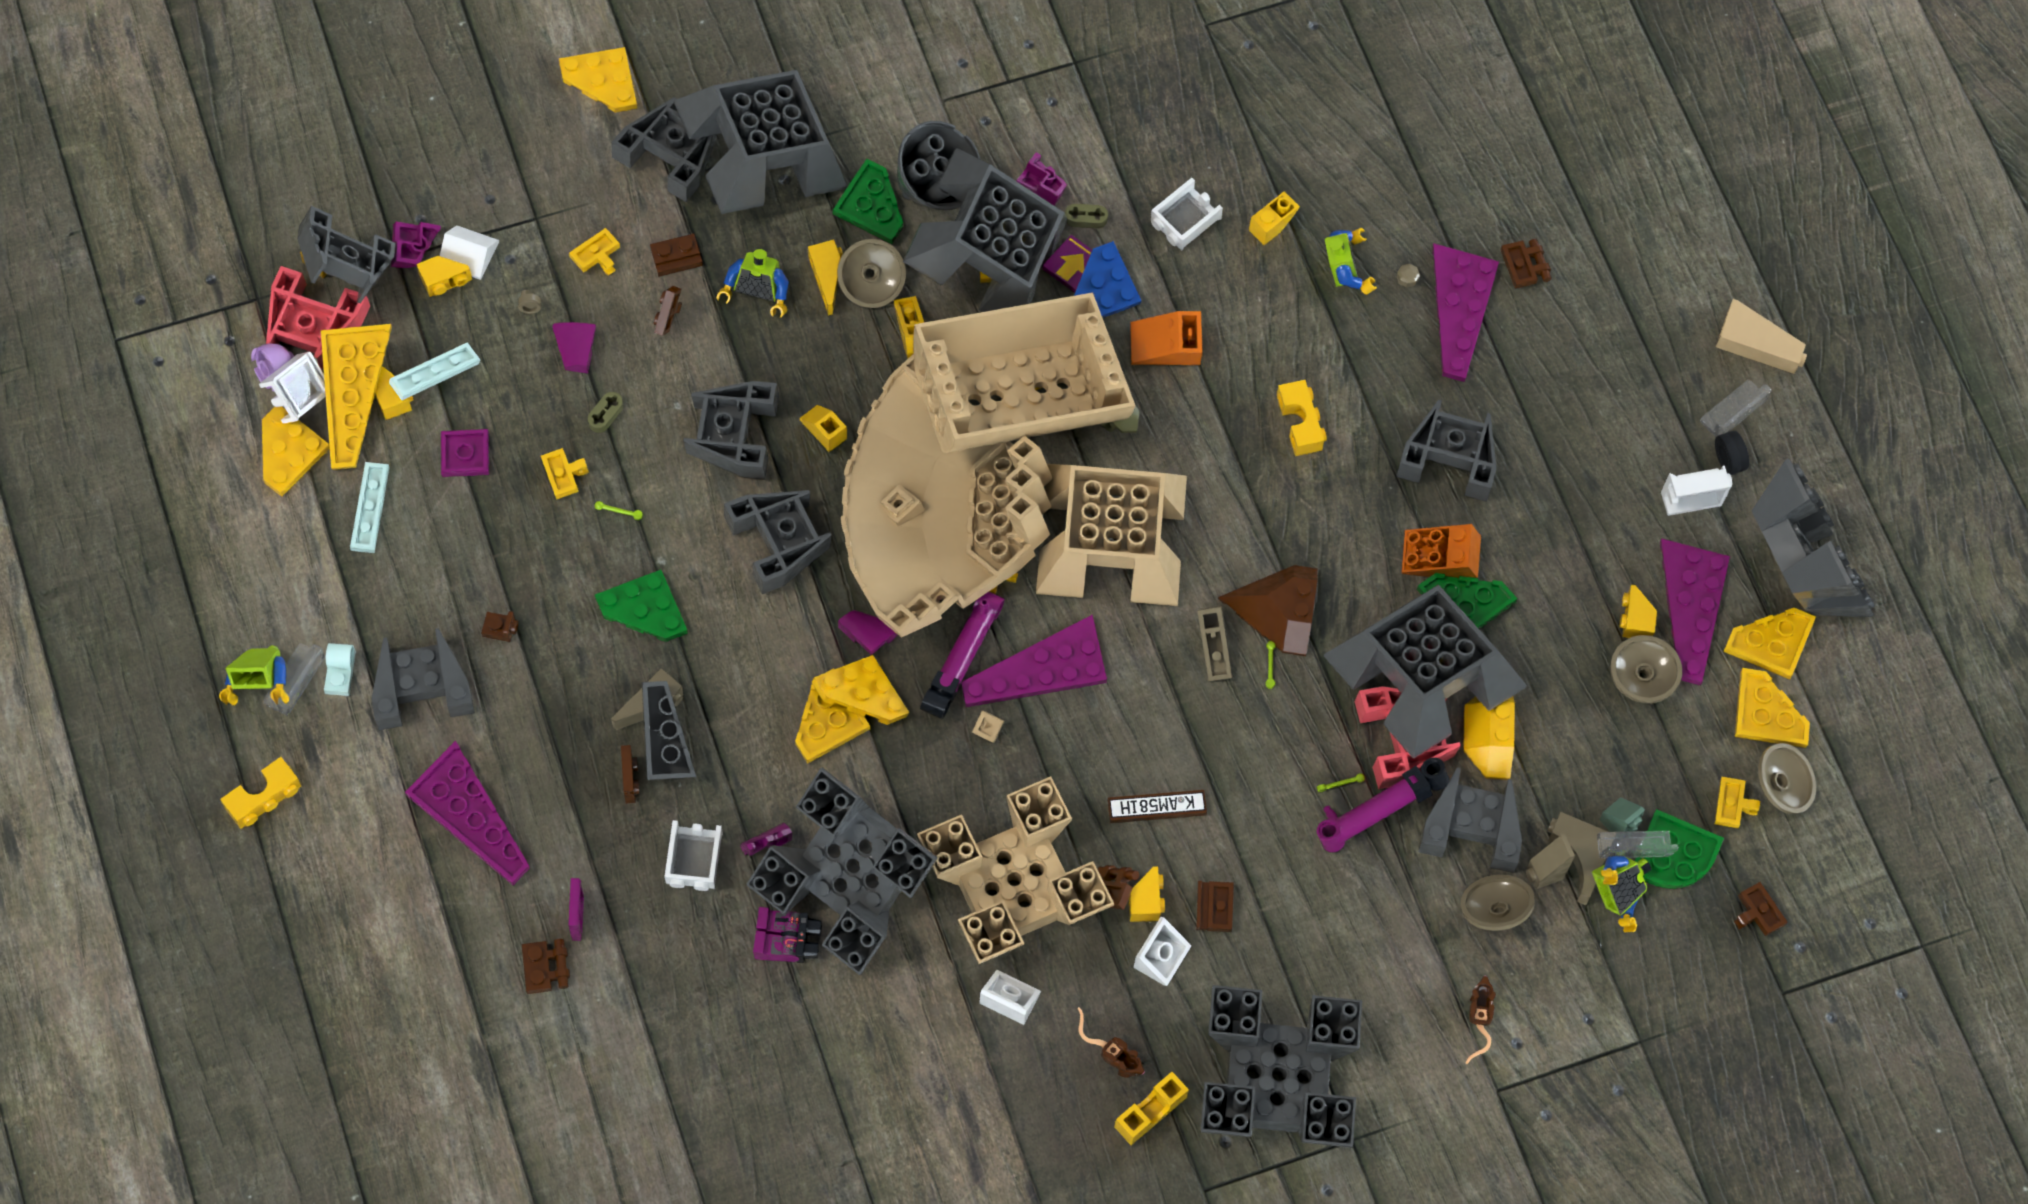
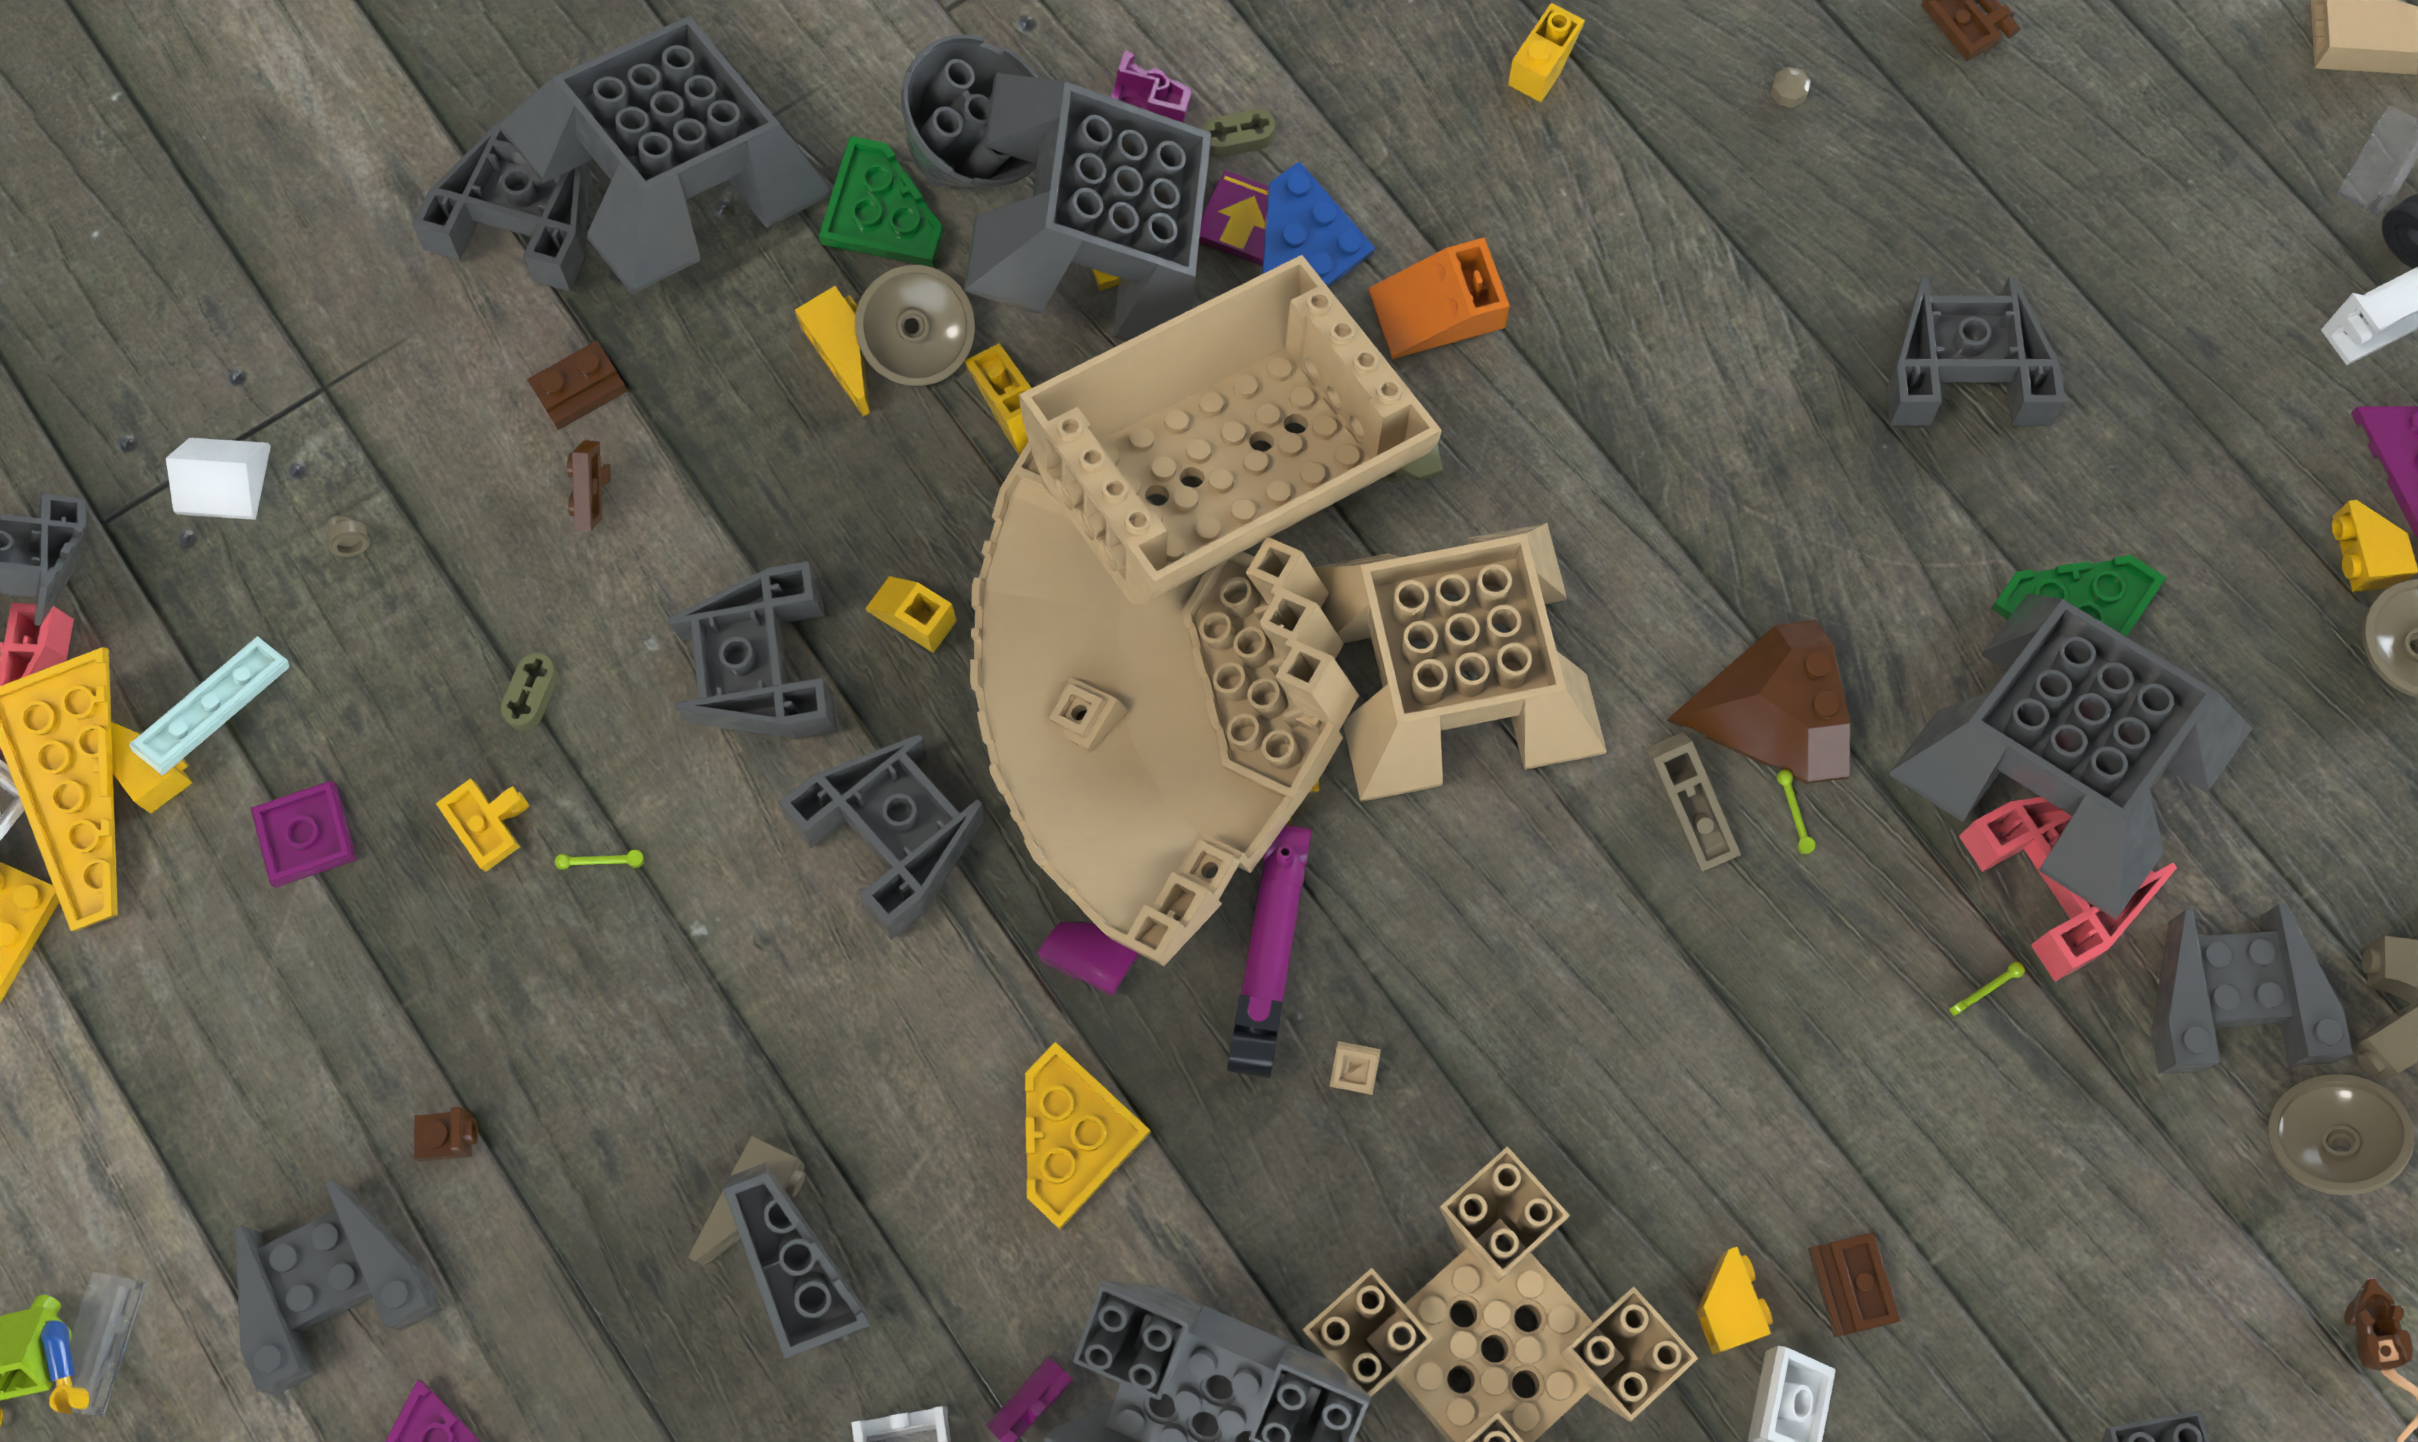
camera: 10 degrees left, 5 degrees up
(340, 667) = (176, 1299): light aqua plate -> none
(369, 507) = (159, 982): light aqua tile -> none
(412, 242) = (119, 489): magenta slope -> none
(443, 274) = (184, 530): yellow slope -> none
(575, 344) = (446, 588): magenta slope -> none
(596, 251) = (438, 416): yellow plate -> none
(602, 77) = (372, 122): yellow plate -> none
(629, 766) = (743, 1335): reddish brown plate -> none
(644, 607) = (691, 1023): green plate -> none
(757, 277) = (726, 385): torso -> none
(862, 690) = (1117, 1069): yellow plate -> none
(1052, 665) = (1428, 921): magenta wing -> none
(1119, 889) = (1682, 1314): reddish brown plate -> none
(1157, 806) = (1690, 1126): tile -> none
(1184, 215) = (1399, 87): white window -> none
(1297, 400) = (1689, 341): yellow arch -> none
(1342, 259) = (1684, 91): torso -> none
(1413, 787) = (2126, 967): magenta piece -> none
(1442, 550) = (2011, 532): orange slope -> none
(1461, 300) = (1890, 105): magenta wing -> none
(1490, 737) = (2213, 835): yellow wedge -> none

